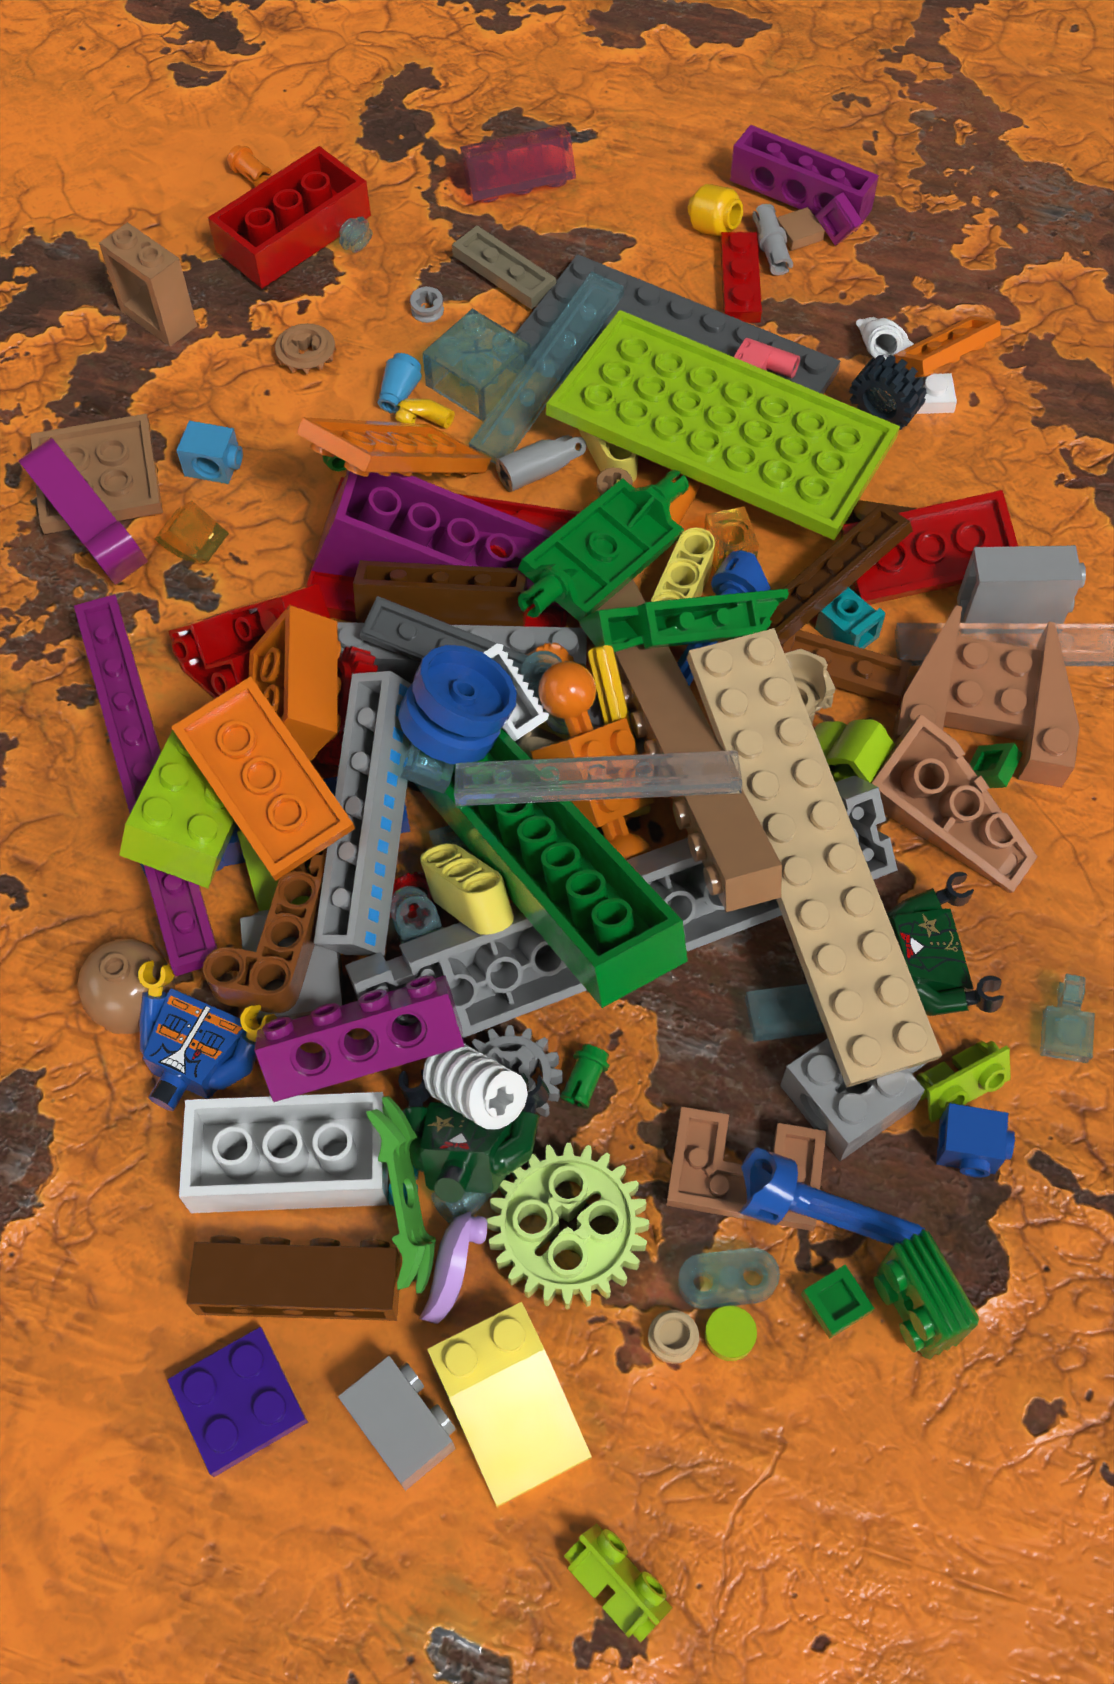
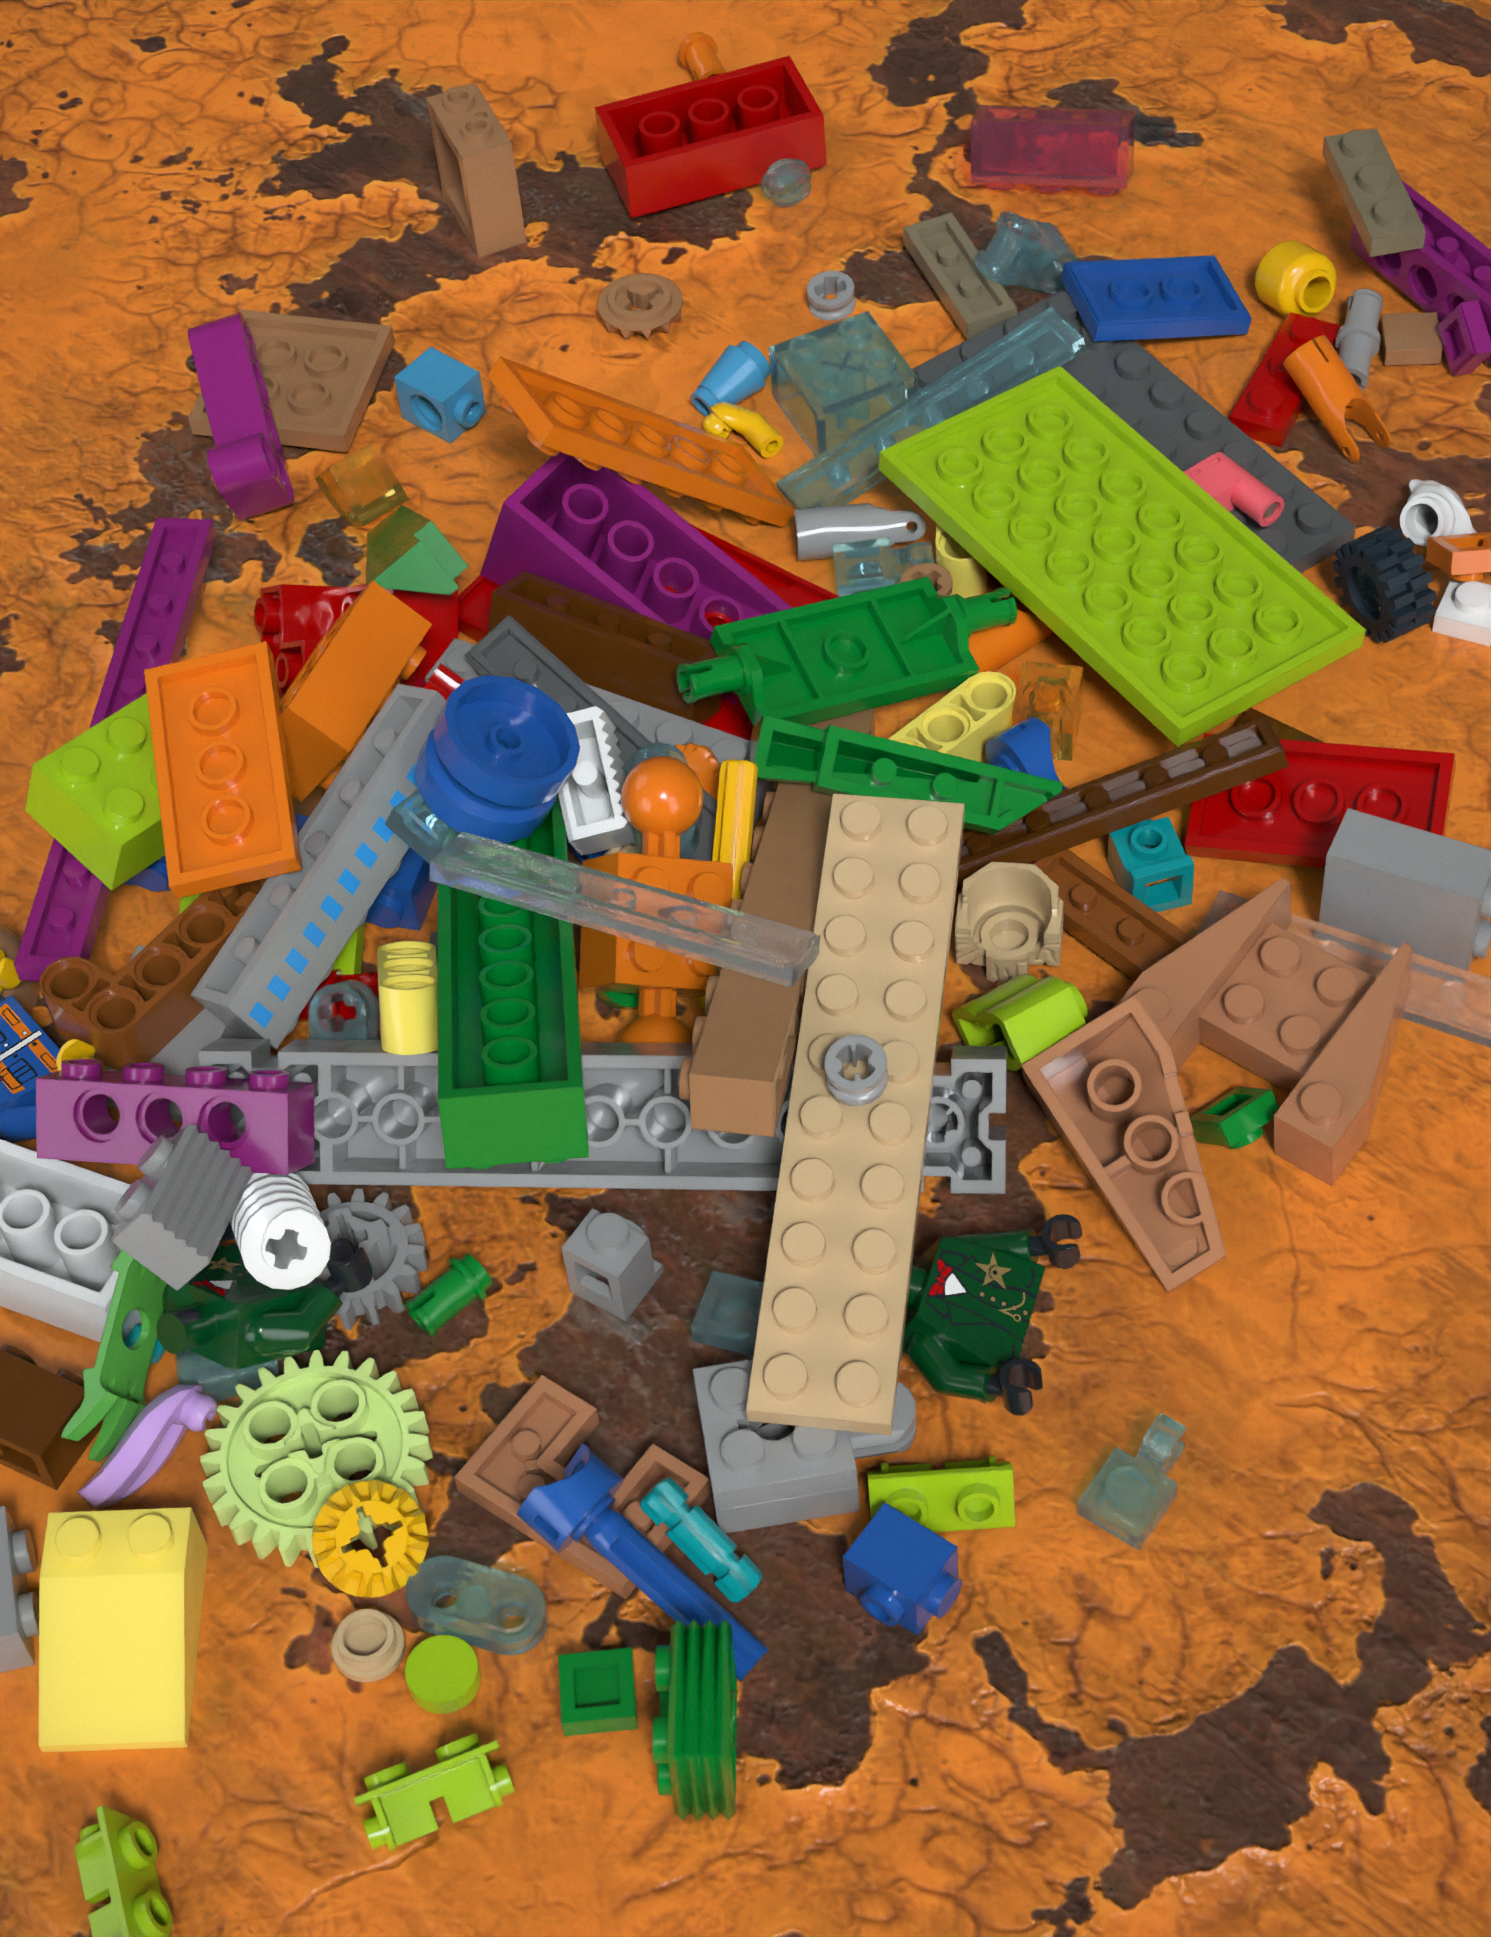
camera: 30 degrees right, 10 degrees down
(272, 572) = (412, 555): none -> green wedge
(411, 1101) = (180, 1206): none -> light grey brick
(545, 241) = (1026, 254): none -> clear light blue piece
(567, 483) = (874, 564): none -> clear light blue plate
(624, 1269) = (358, 1571): none -> yellow gear
(637, 247) = (1155, 298): none -> blue tile
(680, 1005) = (616, 1250): none -> light grey brick
(745, 138) = (1373, 192): none -> dark tan plate
(785, 280) = (1334, 395): none -> orange piece
(786, 1396) = (404, 1798): none -> lime hinge
(823, 827) = (852, 1049): none -> light grey bush
(846, 1173) = (701, 1540): none -> teal axle

